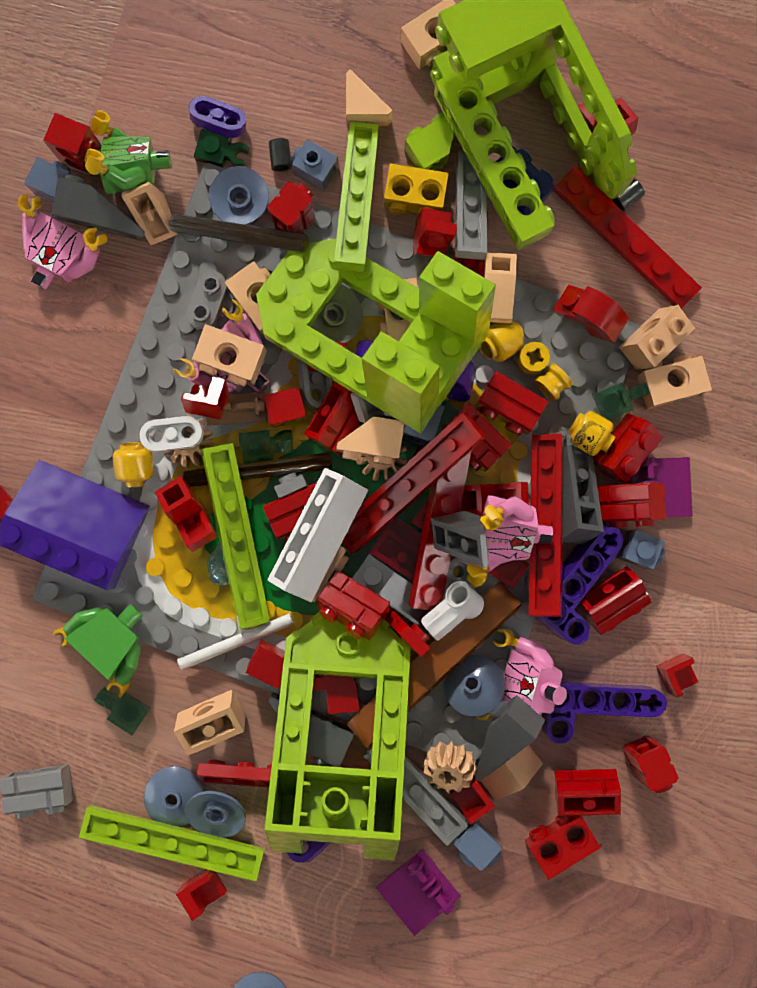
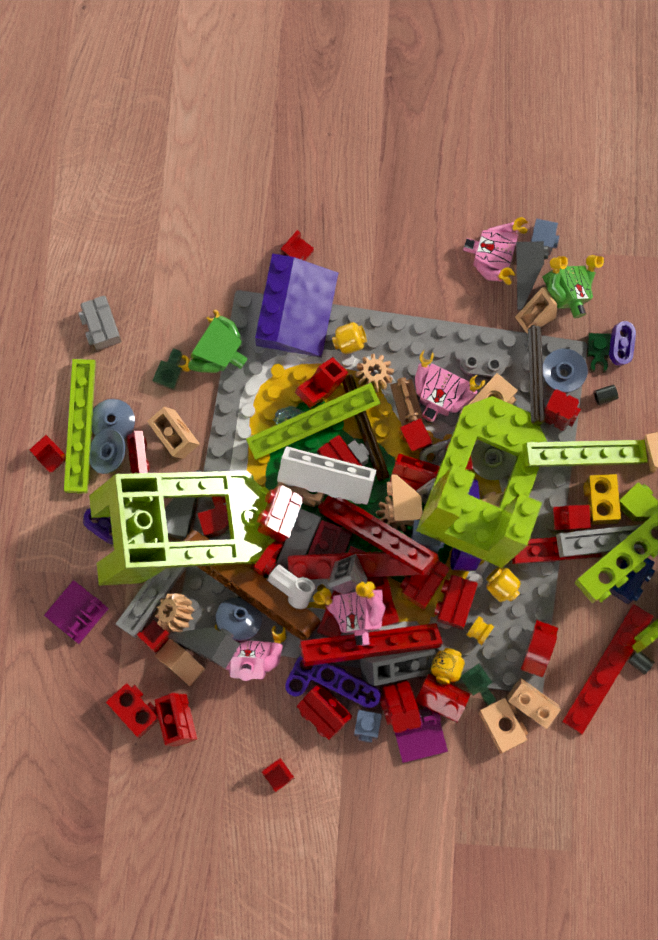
camera: 80 degrees right, 10 degrees down
(70, 141) = (574, 244): red brick -> none
(172, 433) = (378, 359): white plate -> none
(207, 400) = (407, 378): red panel -> none
(216, 342) = (444, 373): light nougat brick -> none
(235, 641) = (236, 440): white bar -> none
(261, 446) = (382, 426): clear green plate -> none
(267, 664) = (224, 461): red panel -> none
(314, 165) = (603, 421): sand blue brick -> none
(478, 846) = (120, 647): sand blue brick -> none
(501, 270) = (541, 572): light nougat slope -> none
(530, 364) = (494, 616): yellow wheel -> none
(602, 705) = (242, 720): dark purple beam -> none
(651, 764) = (206, 762): red brick -> none

